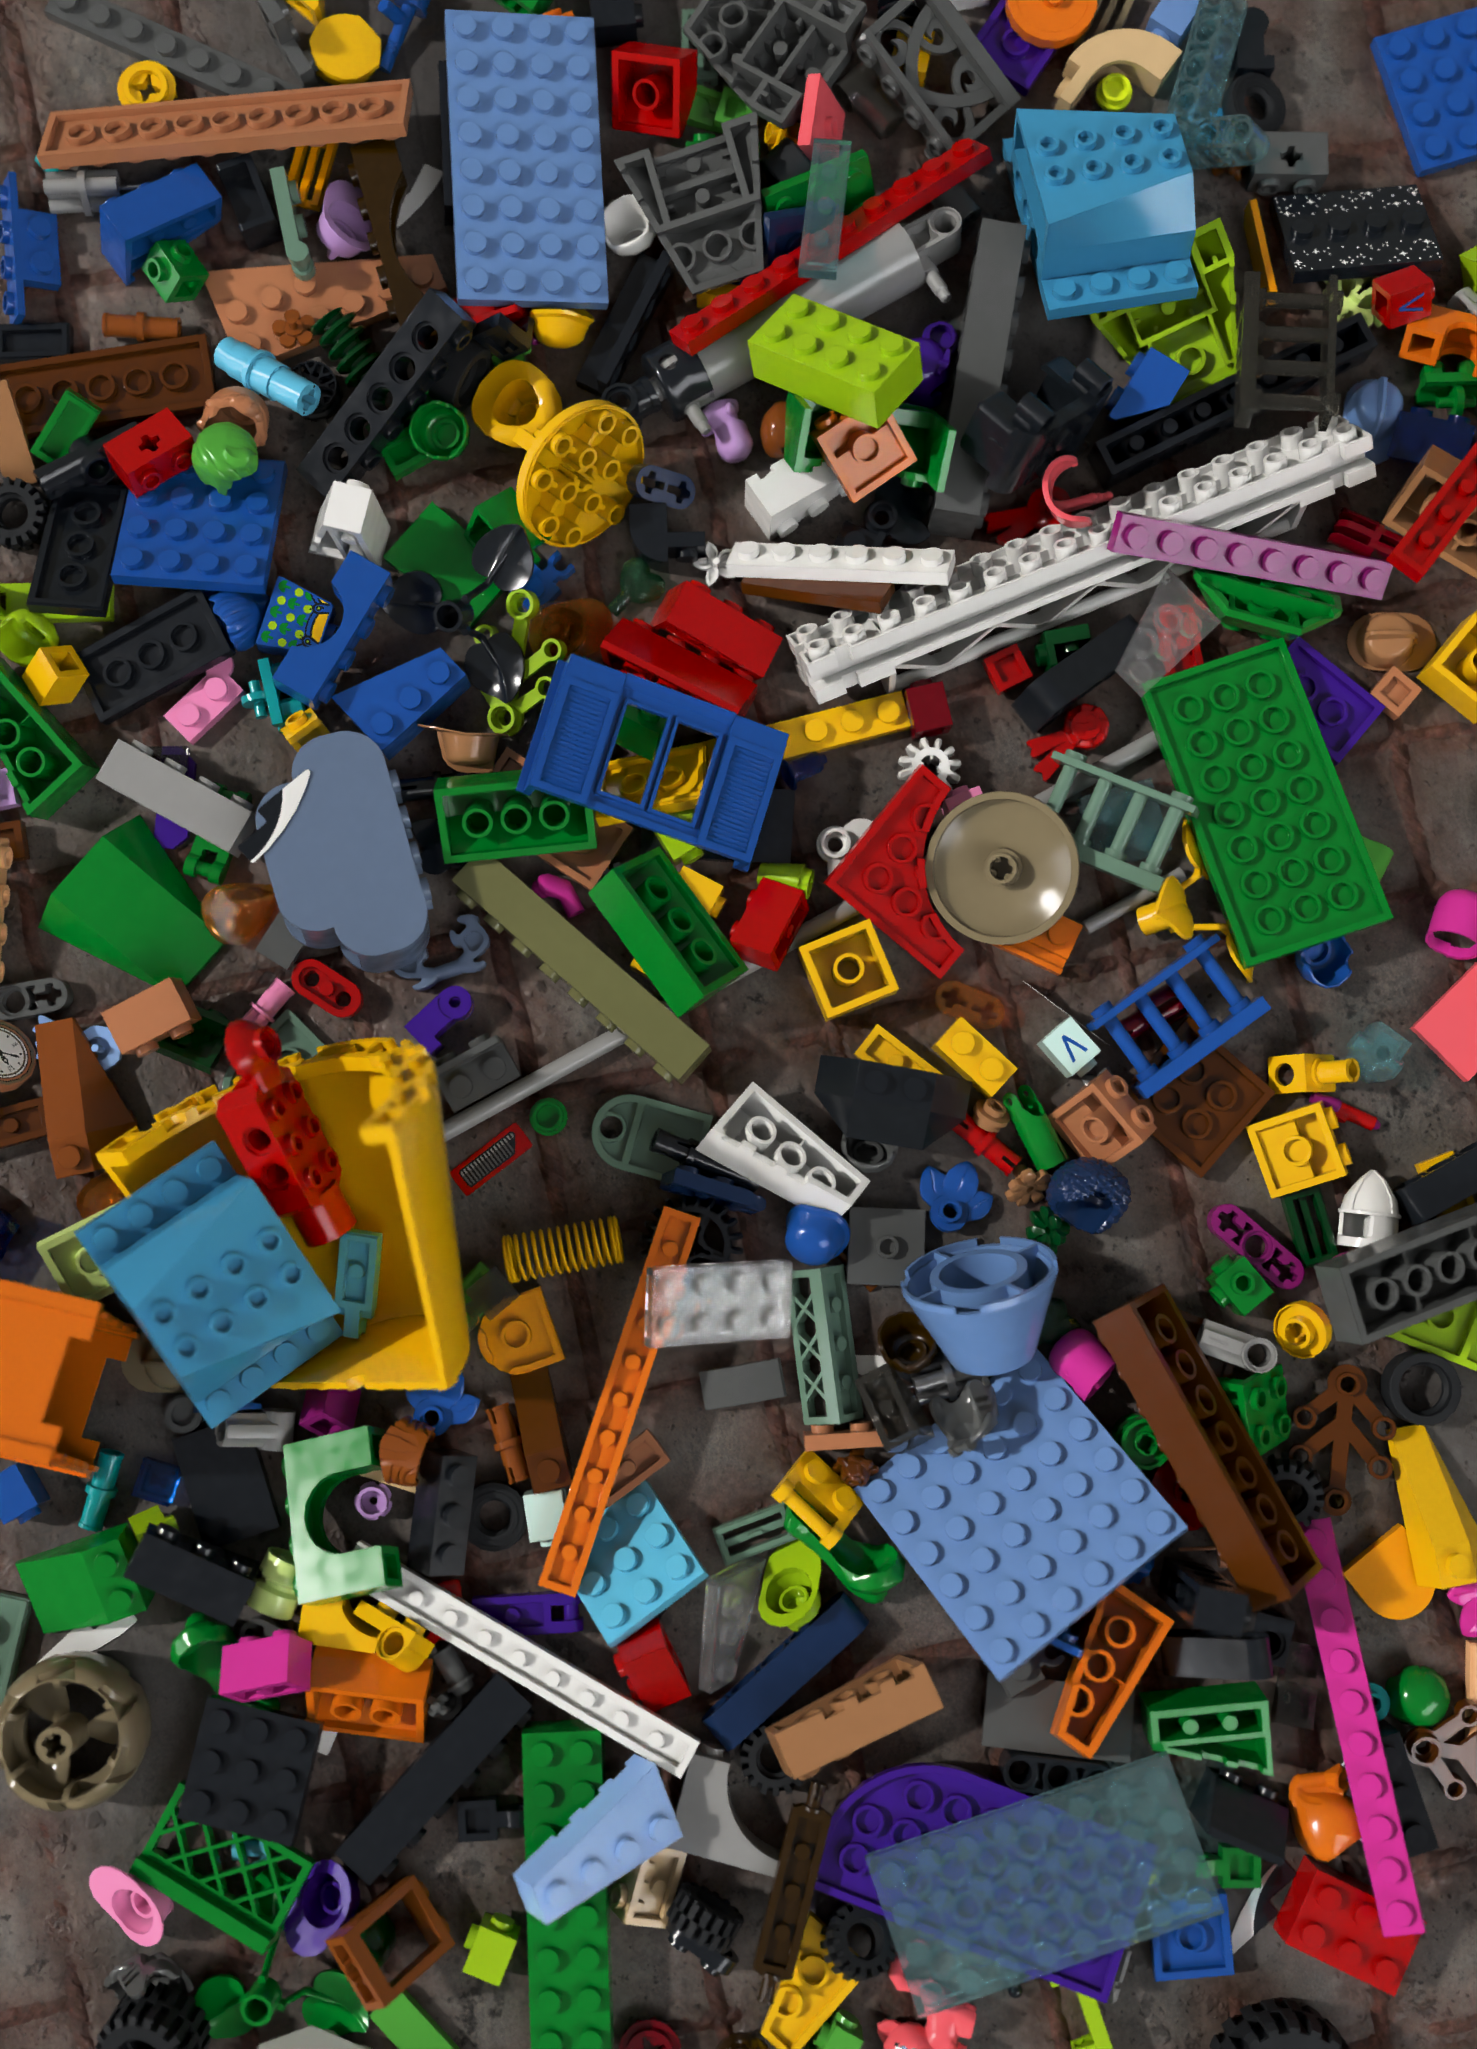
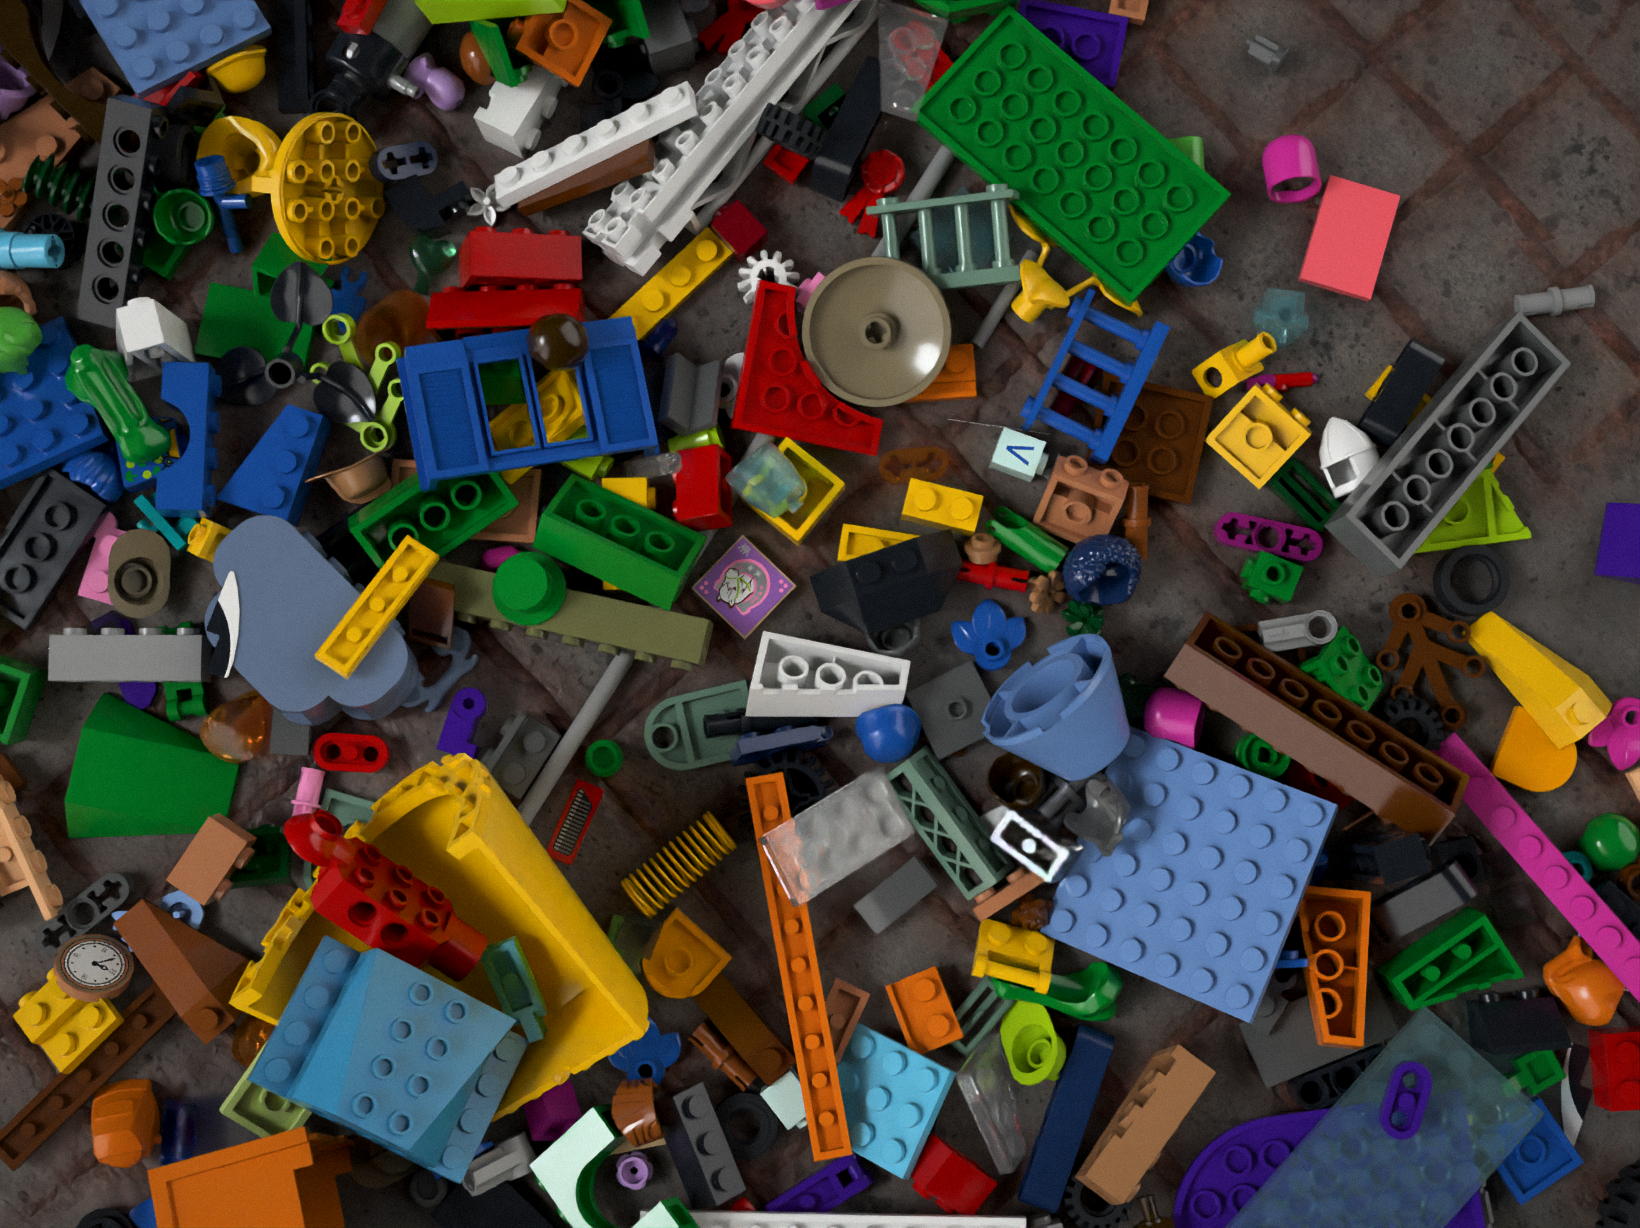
camera: 25 degrees left, 0 degrees up
(227, 726) = (139, 573): none -> dark tan piece
(287, 537) = (102, 381): none -> green hair
(419, 872) = (377, 607): none -> yellow tile
(466, 902) = (432, 612): none -> reddish brown piece
(485, 414) = (216, 181): none -> blue piece
(564, 929) = (529, 588): none -> green piece
(710, 722) = (558, 341): none -> dark brown hair
(711, 1503) = (925, 1011): none -> orange plate
(735, 879) = (653, 466): none -> clear axle
(757, 1032) = (743, 587): none -> tile
(803, 834) = (690, 395): none -> dark grey panel
(831, 950) = (768, 481): none -> clear light blue helmet
(1023, 646) = (791, 131): none -> black tyre
(1107, 1832) = (1409, 1100): none -> dark purple plate
(1146, 1163) = (1137, 517): none -> dark orange pin
(1302, 1329) = (1345, 586): yellow plate -> none

